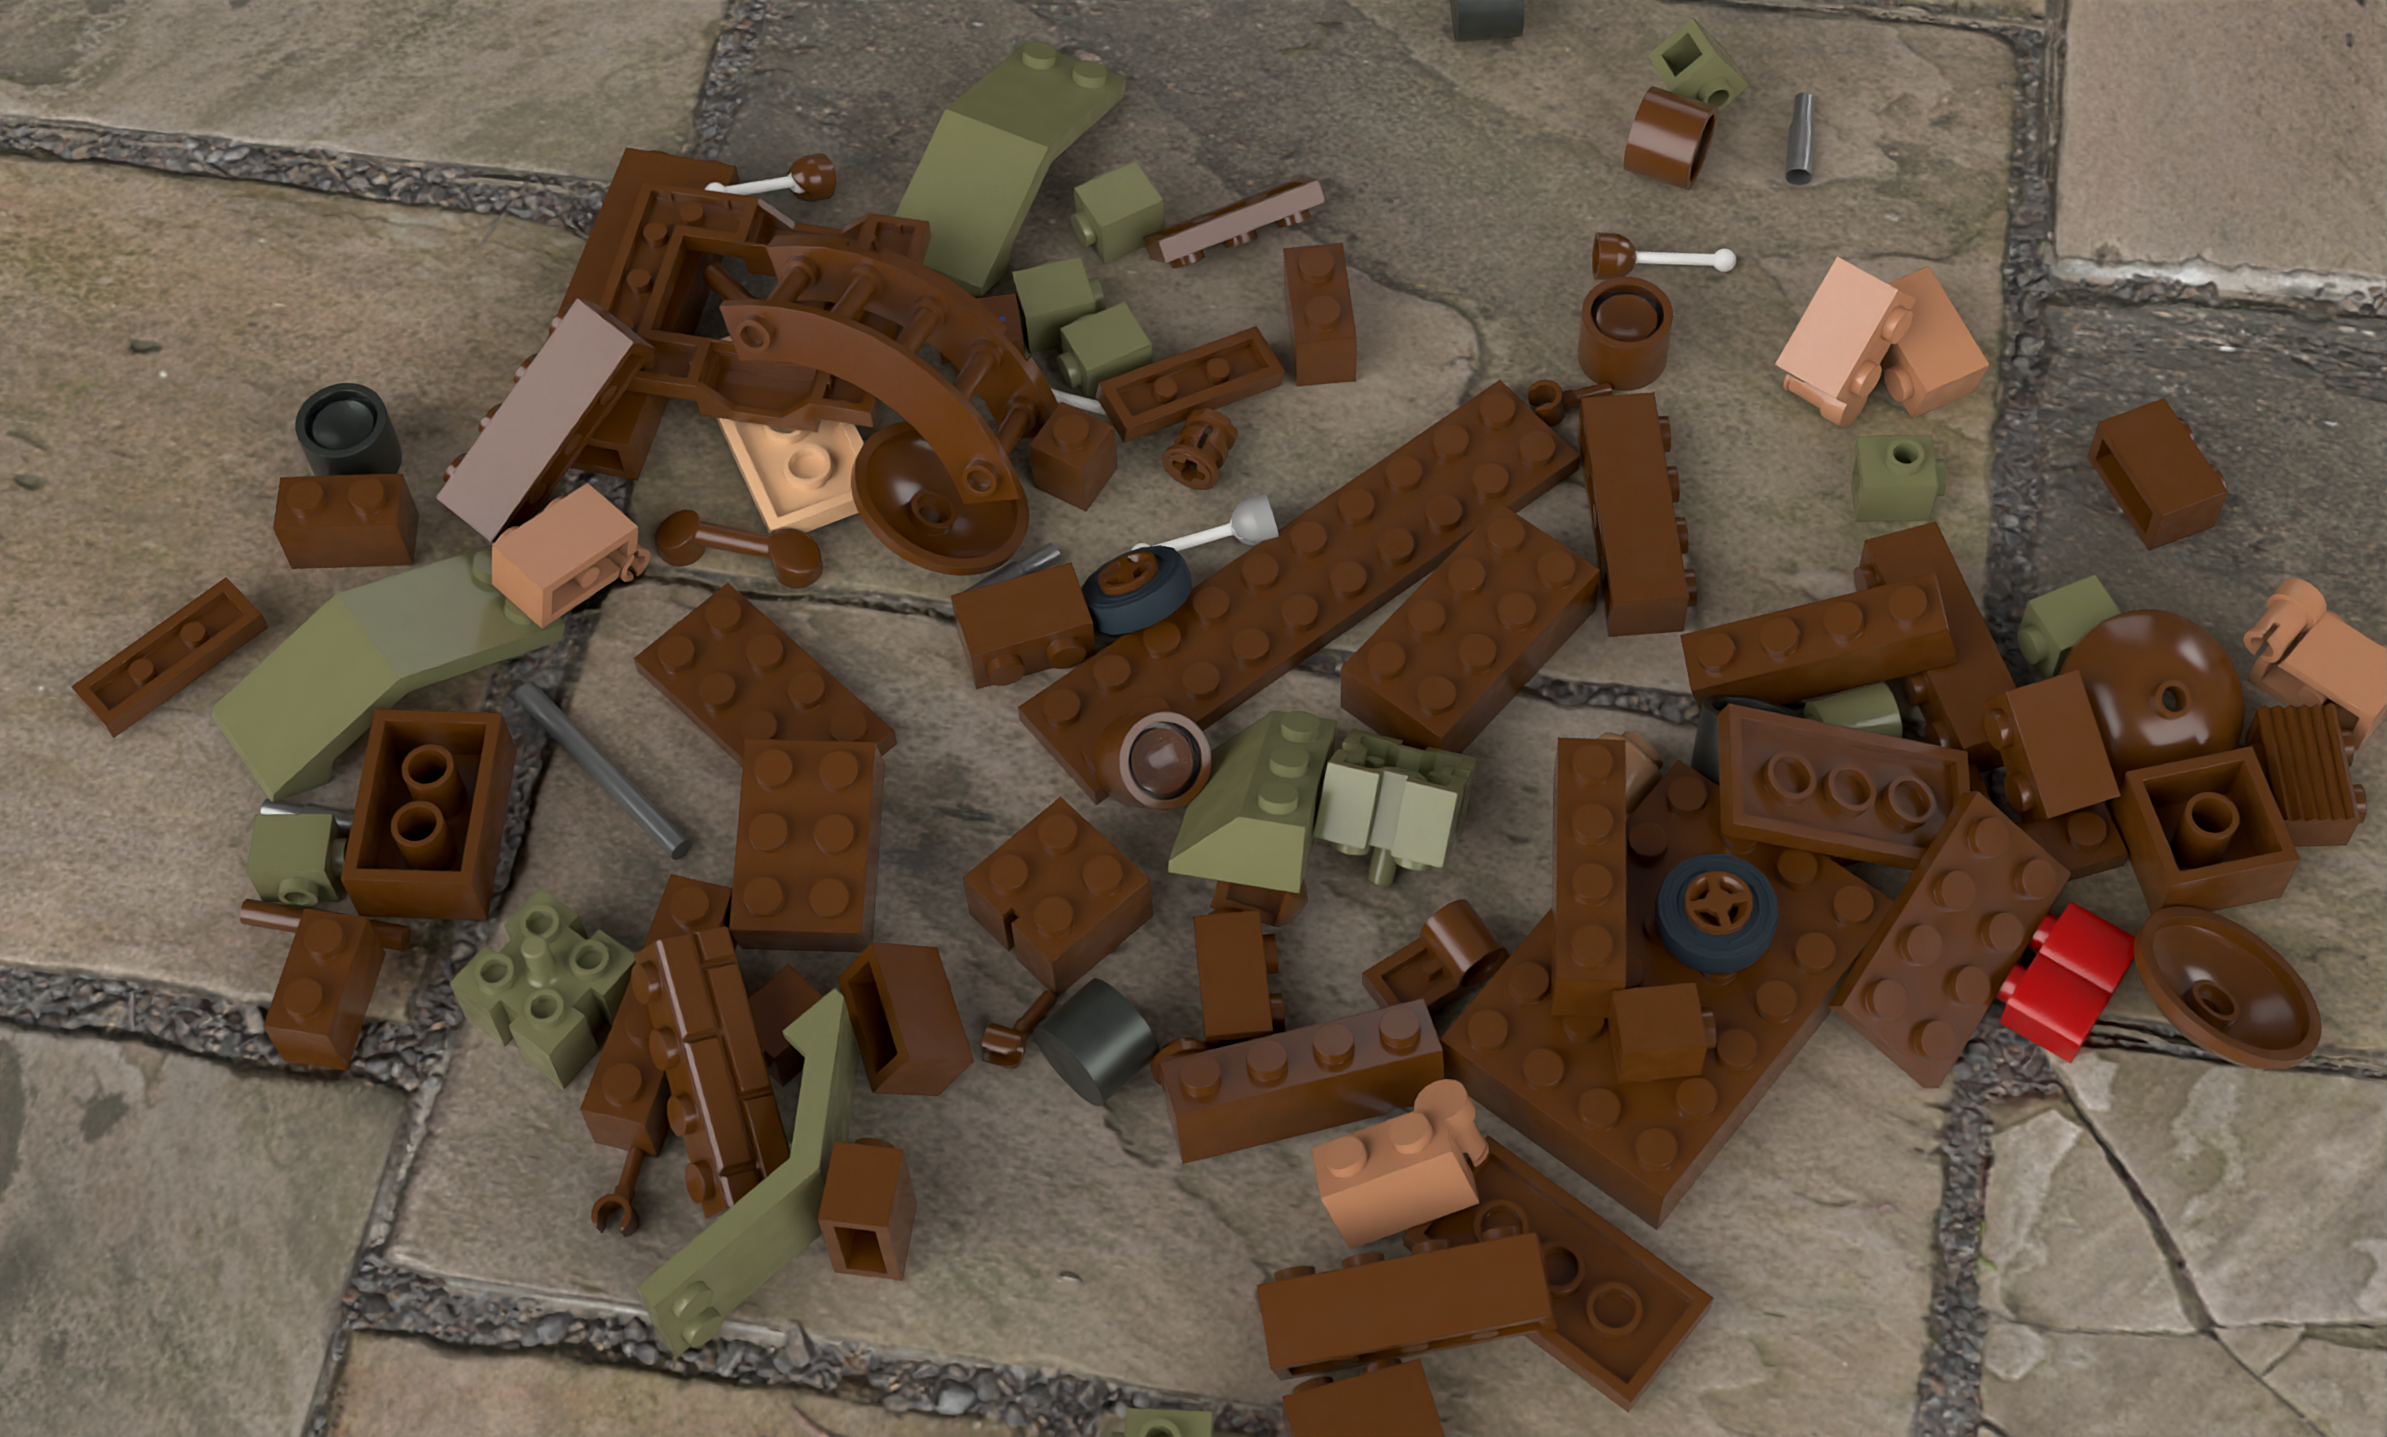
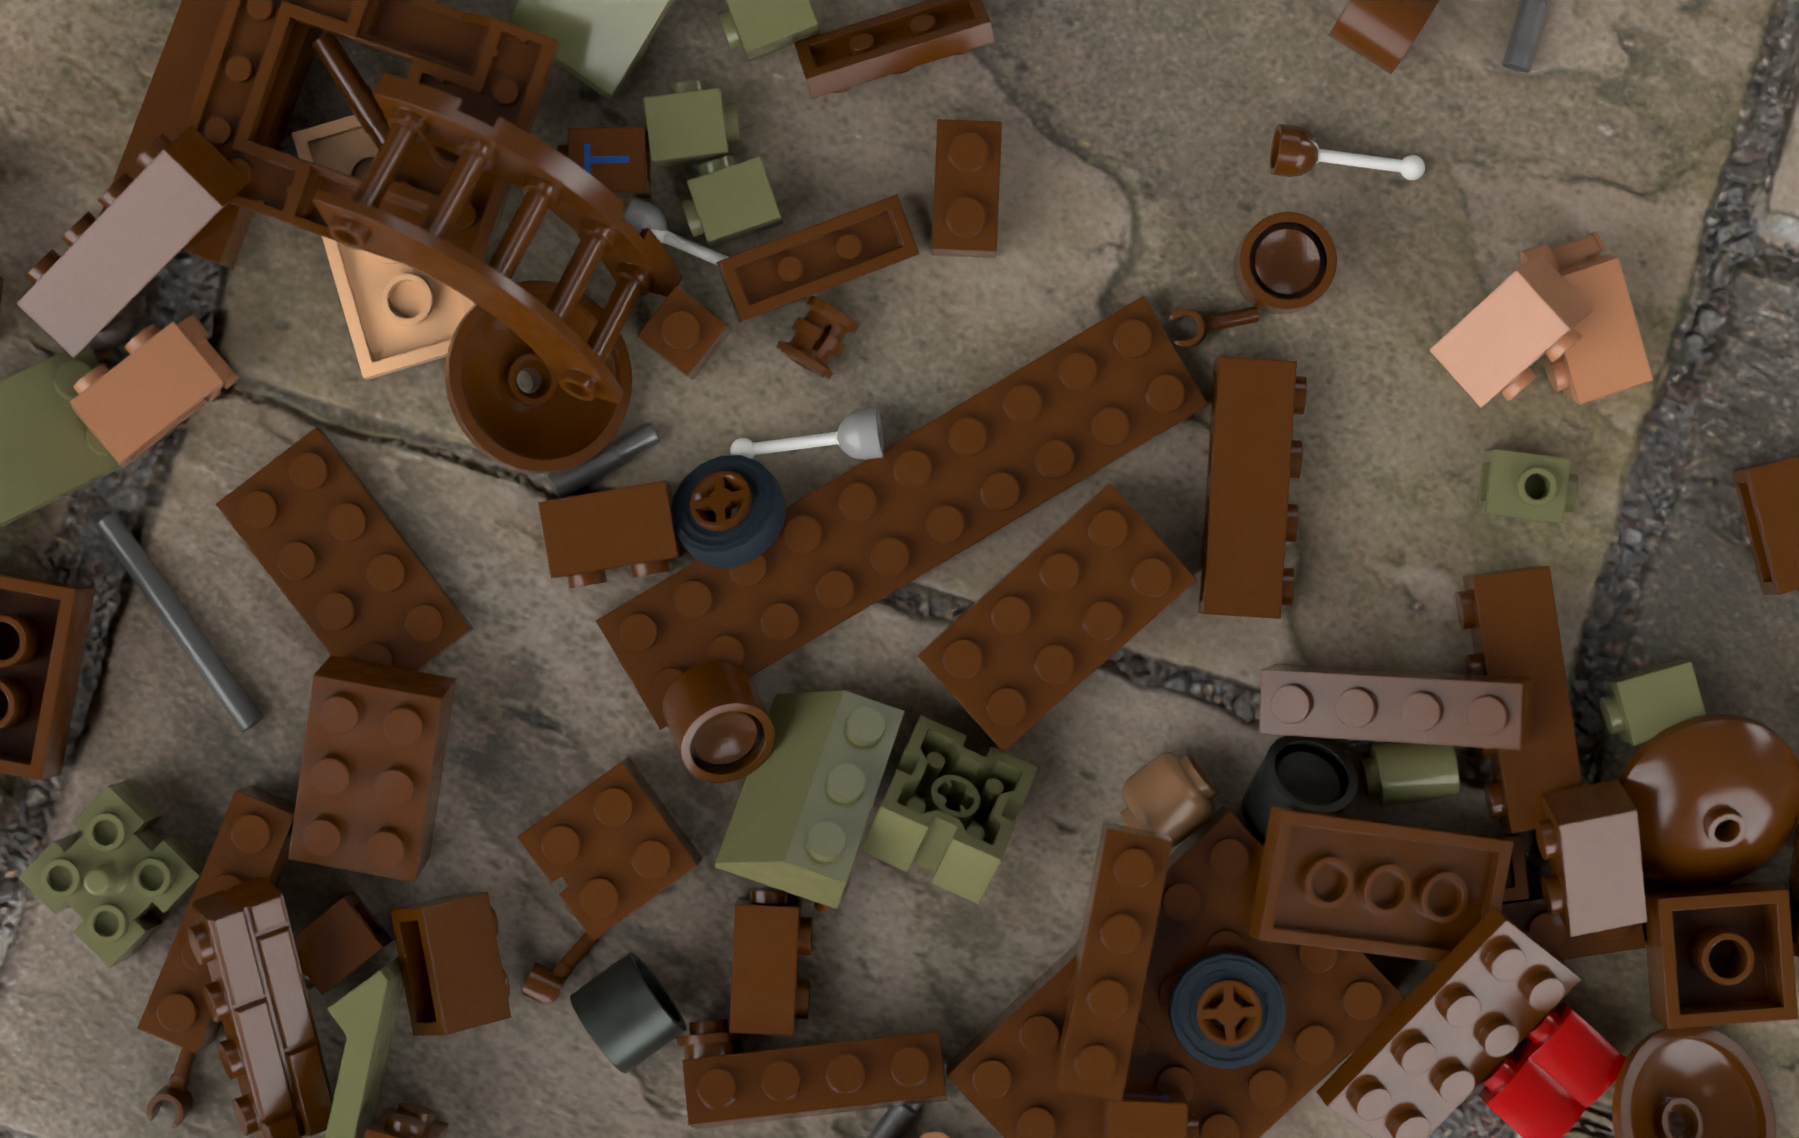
camera: 10 degrees right, 30 degrees up
(794, 554) = (382, 401): reddish brown bar -> none
(1442, 965) = (961, 972): reddish brown plate -> none

